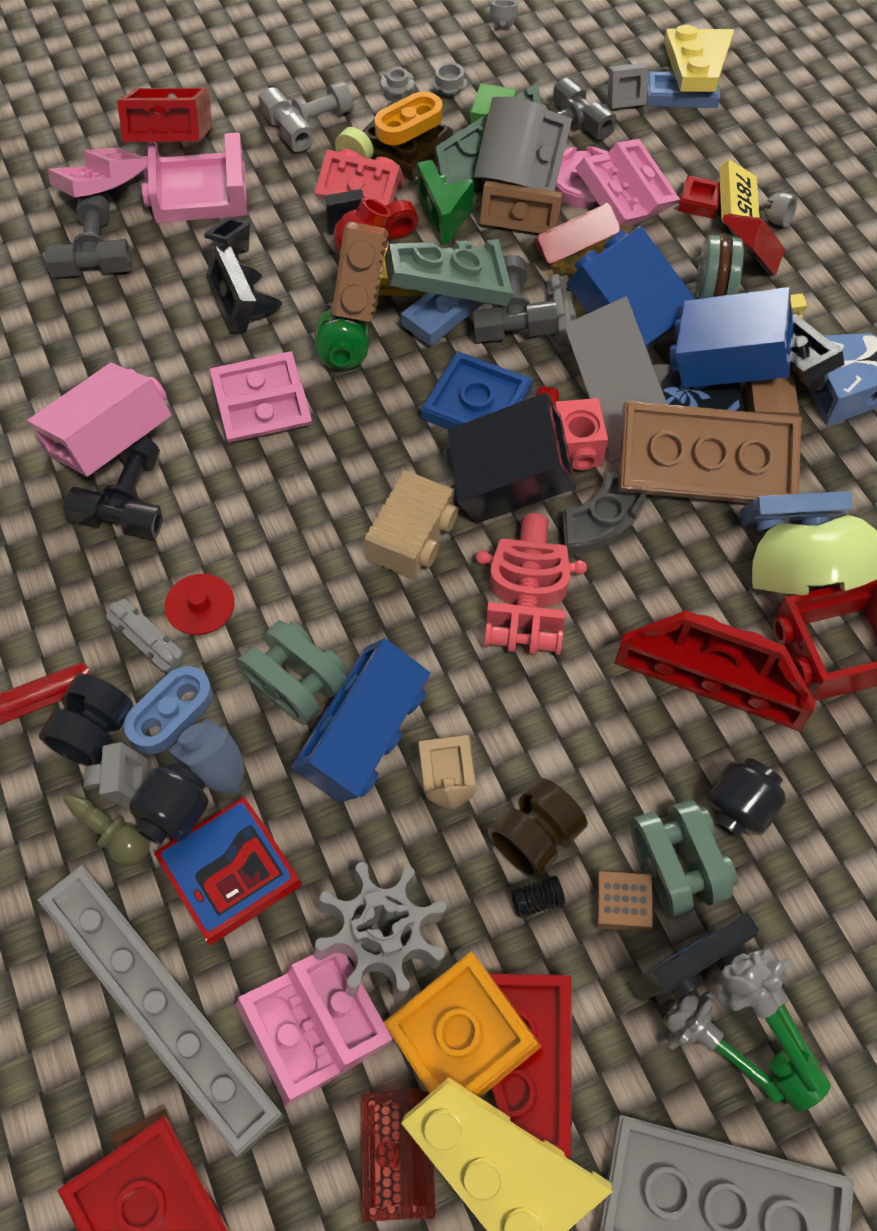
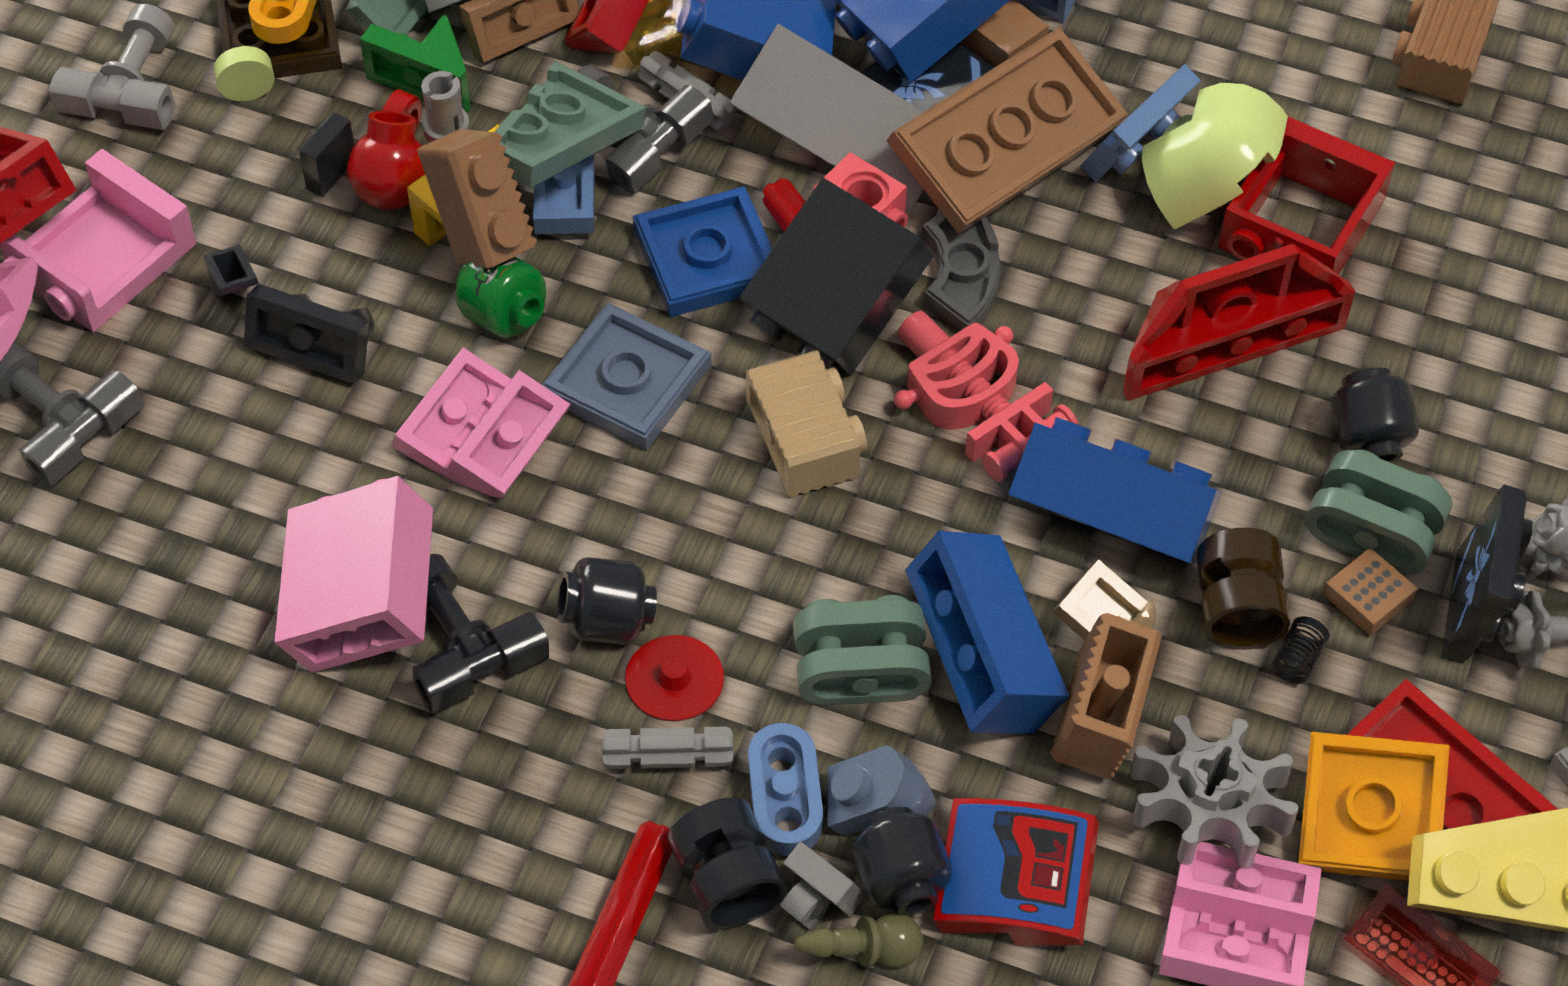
camera: 45 degrees left, 5 degrees down
(201, 532) = (605, 600): none -> black head
(349, 172) = (289, 110): coral bracket -> none
(360, 430) = (628, 375): none -> sand blue tile
(380, 816) = (1106, 696): none -> medium nougat brick
(406, 215) = (442, 105): none -> light grey pin
(528, 706) = (1116, 489): none -> blue brick

